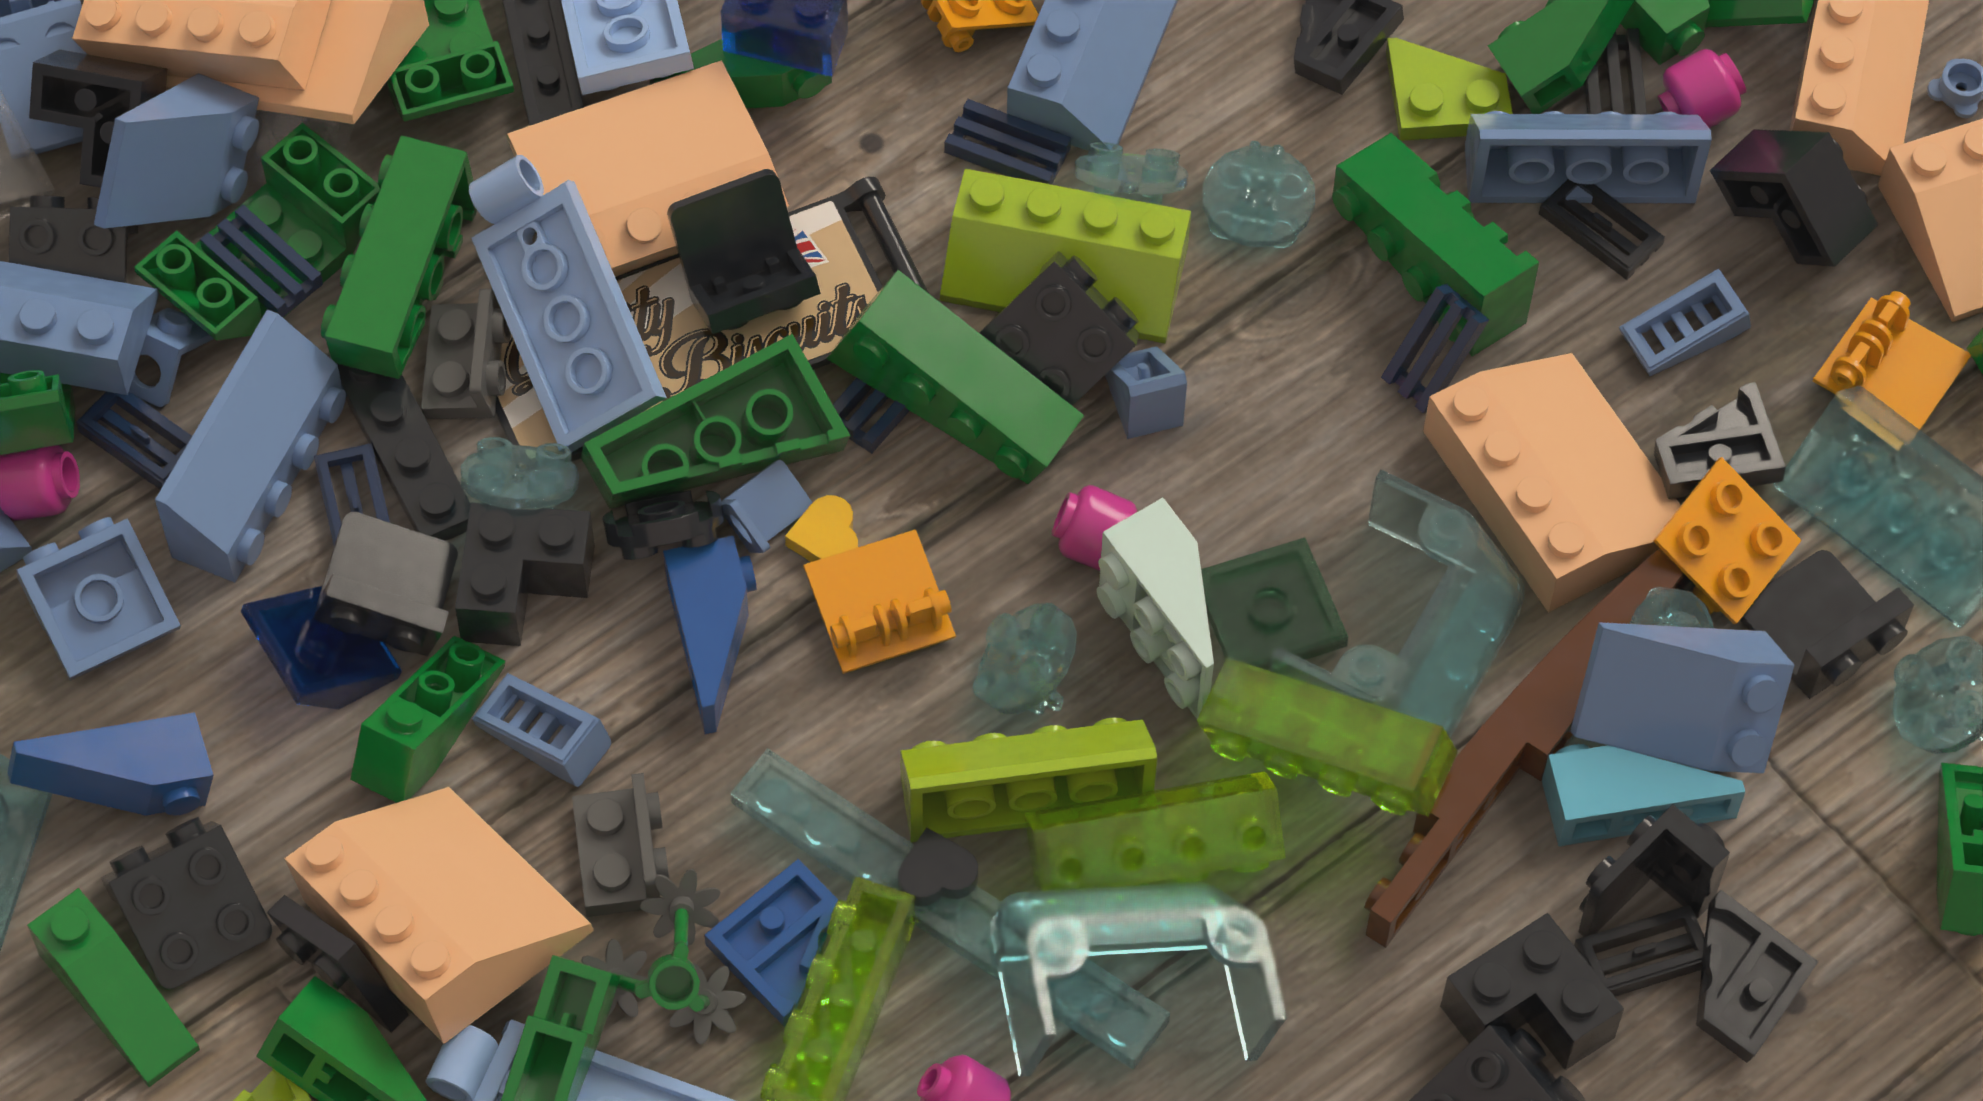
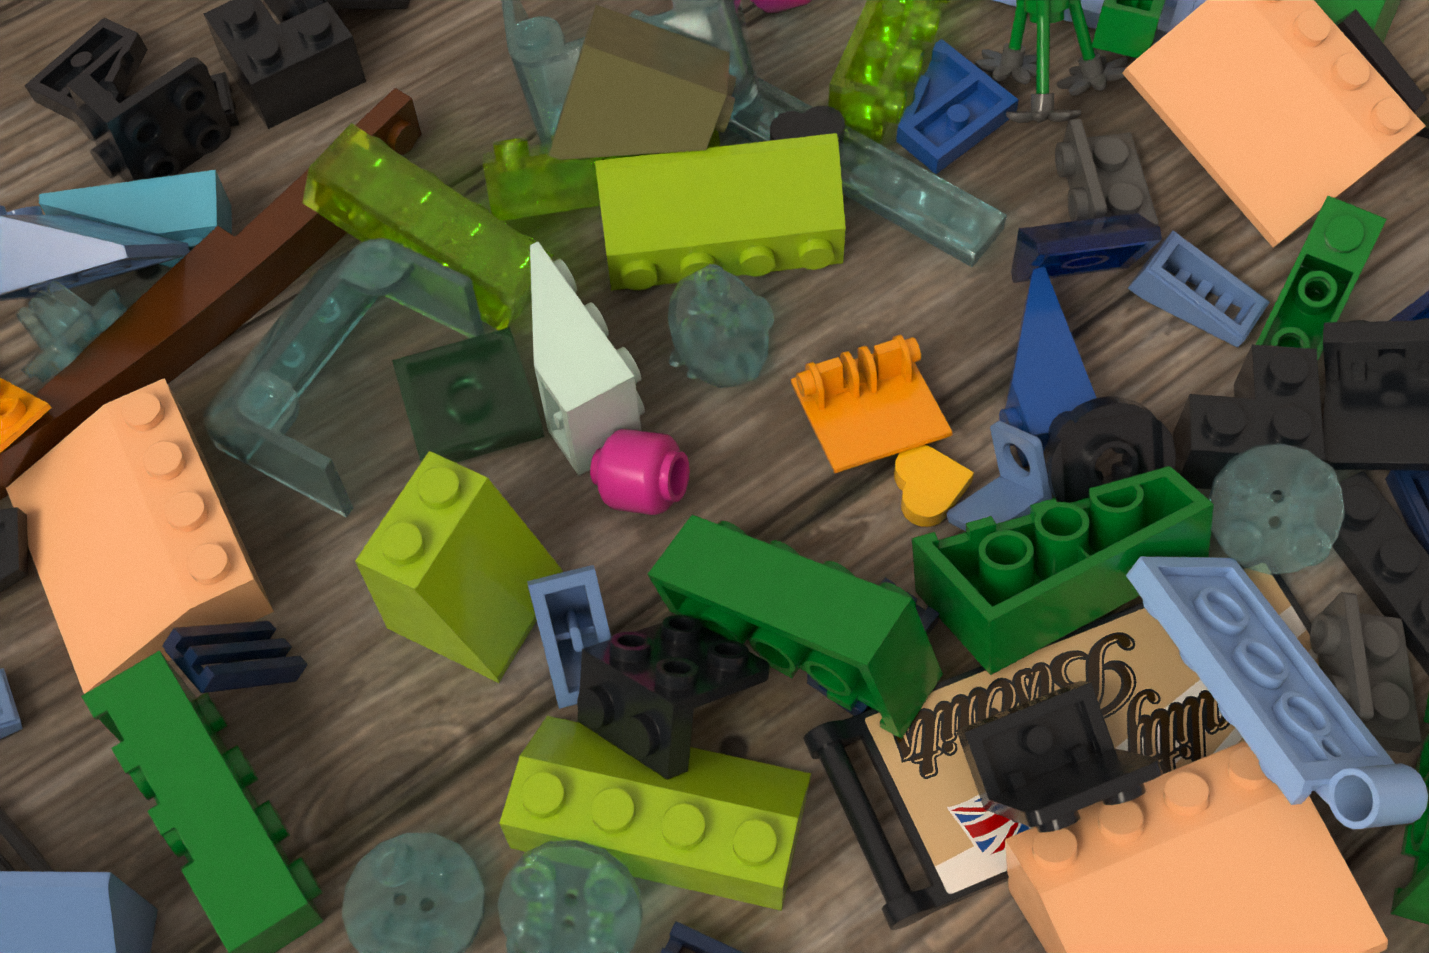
camera: 175 degrees left, 0 degrees up
(661, 720) = (1083, 246): none -> clear blue slope
(1112, 830) = (642, 92): none -> olive slope
(1253, 415) = (456, 567): none -> lime slope

